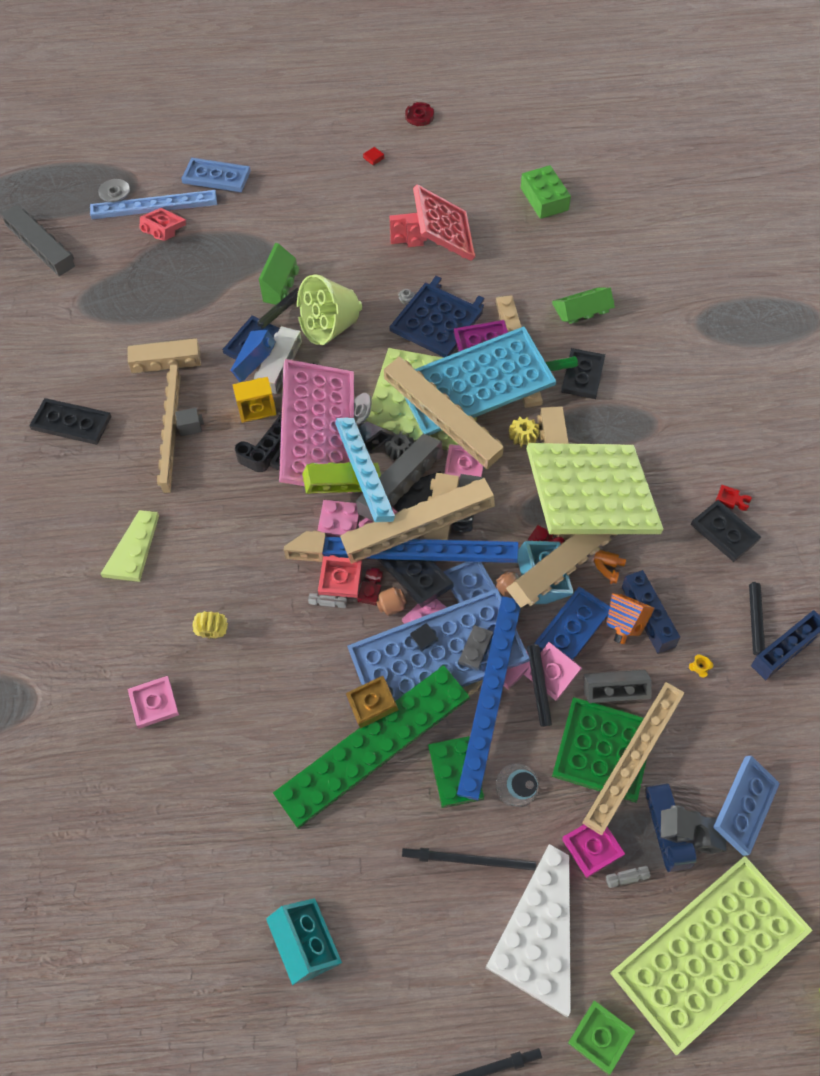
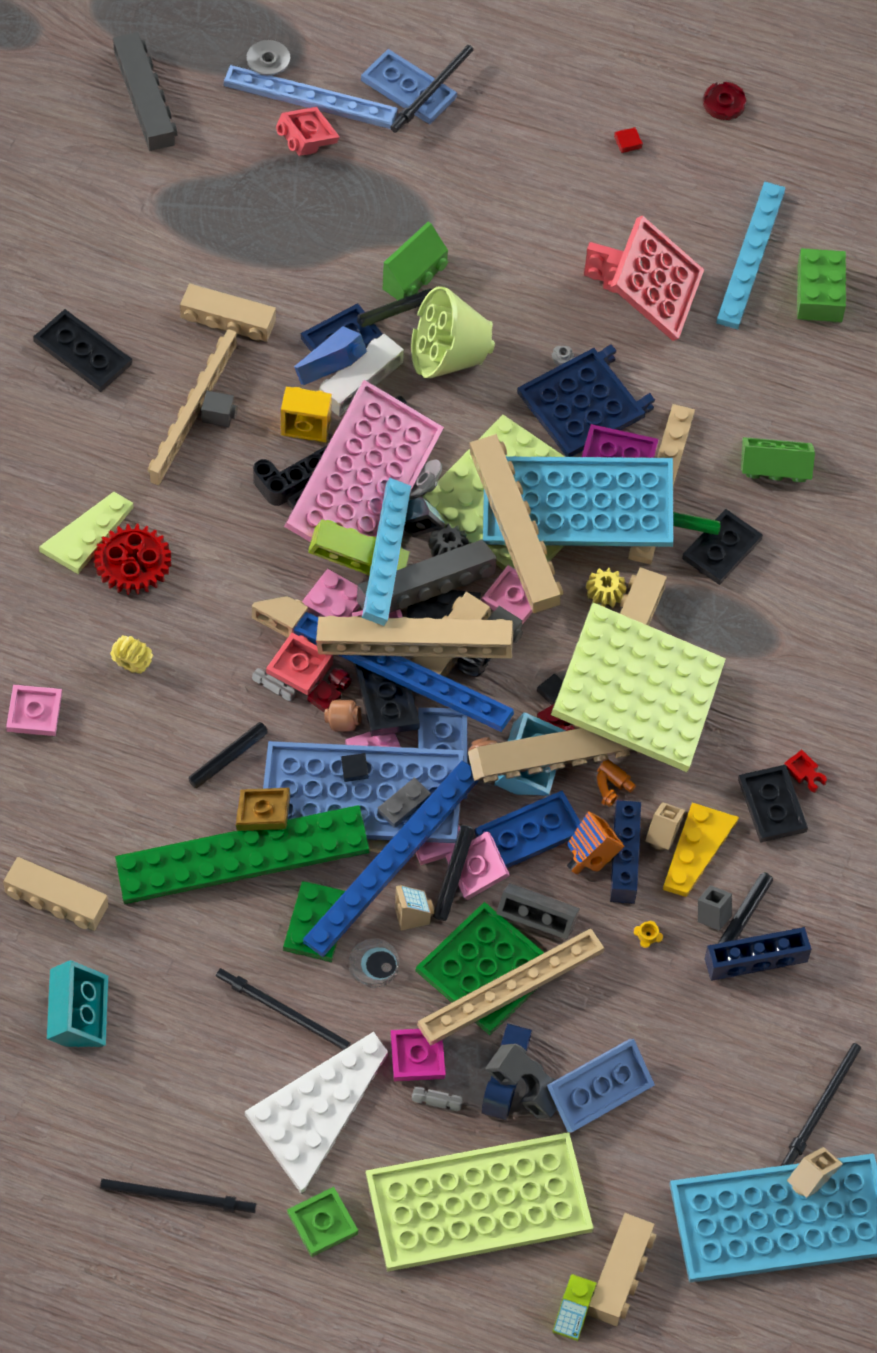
camera: 20 degrees right, 0 degrees up
(176, 553) = (149, 548): none -> red gear
(224, 189) = (407, 114): none -> black bar
(239, 848) = (56, 894): none -> tan brick
(320, 670) = (228, 755): none -> black axle
(489, 193) = (750, 255): none -> medium azure plate
(524, 727) = (412, 907): none -> tan slope
(528, 517) = (550, 688): none -> black tile
(665, 580) = (664, 826): none -> tan slope
(693, 583) = (699, 841): none -> yellow wing
(738, 624) = (714, 907): none -> dark grey brick

